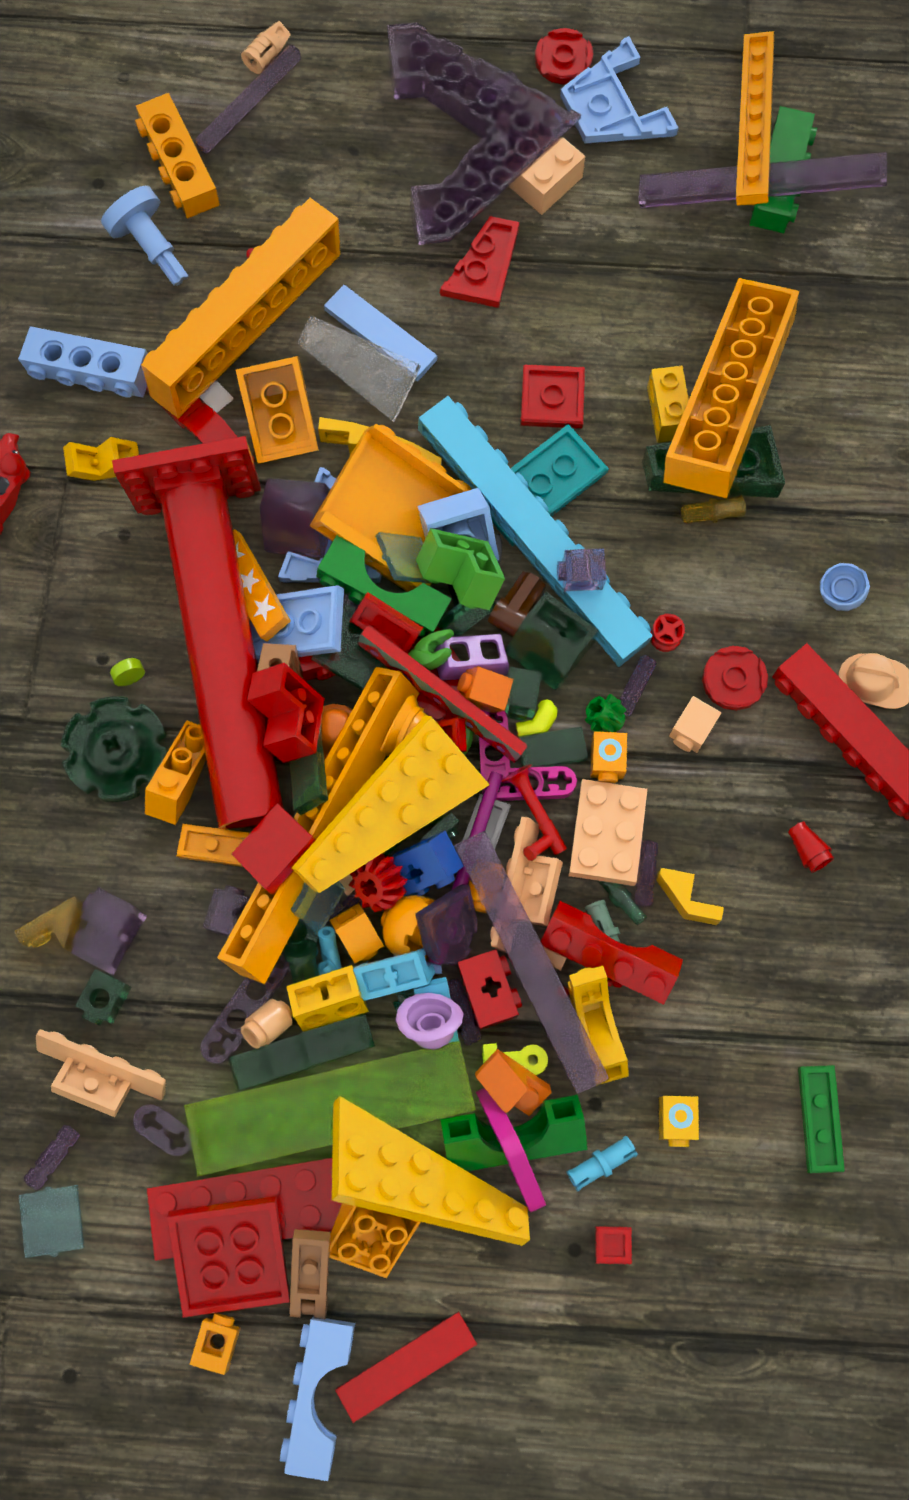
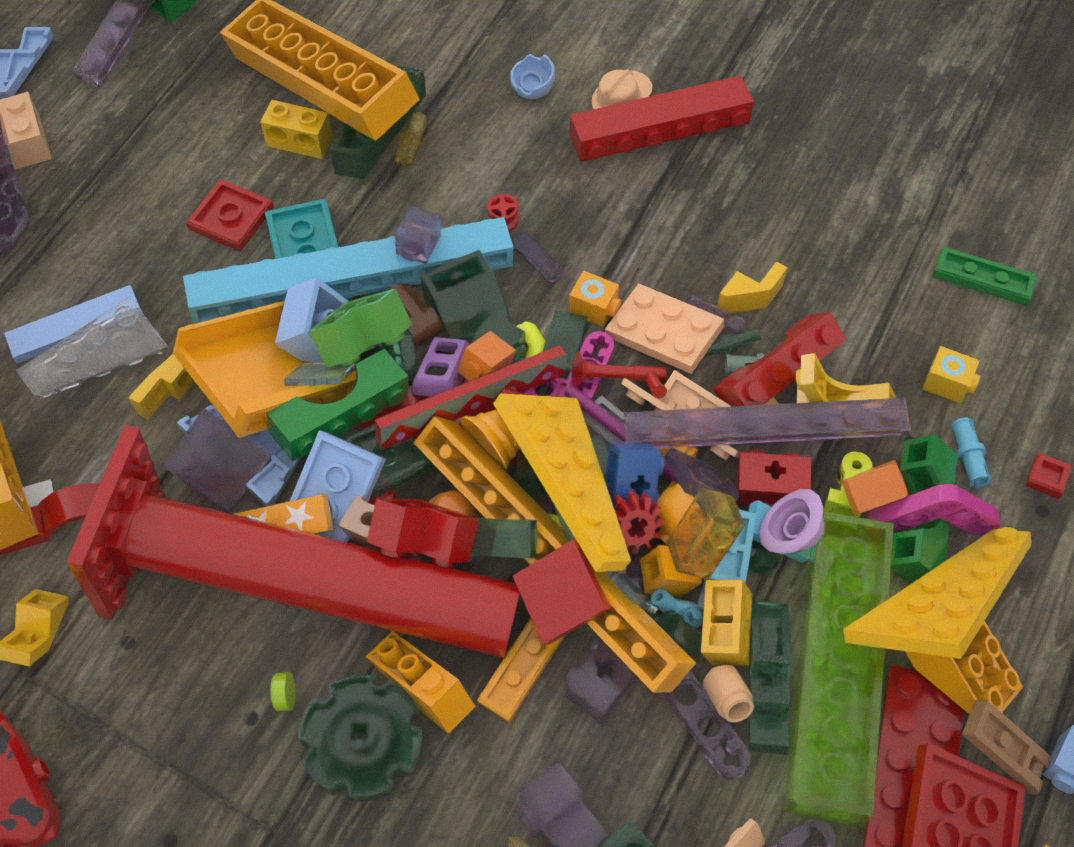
camera: 65 degrees left, 15 degrees down
(277, 409) = (82, 432): light orange slope -> none
(381, 946) = (705, 533): none -> clear yellow brick
(386, 621) = (361, 416): red tile -> none
(425, 648) = (414, 389): bright green hand -> none
(485, 267) = (70, 214): red wing -> none
(605, 714) = (555, 285): green gear -> none
(694, 725) = (598, 225): light nougat brick -> none
(734, 678) = (568, 185): red tile -> none
(810, 847) = (746, 188): red cone -> none

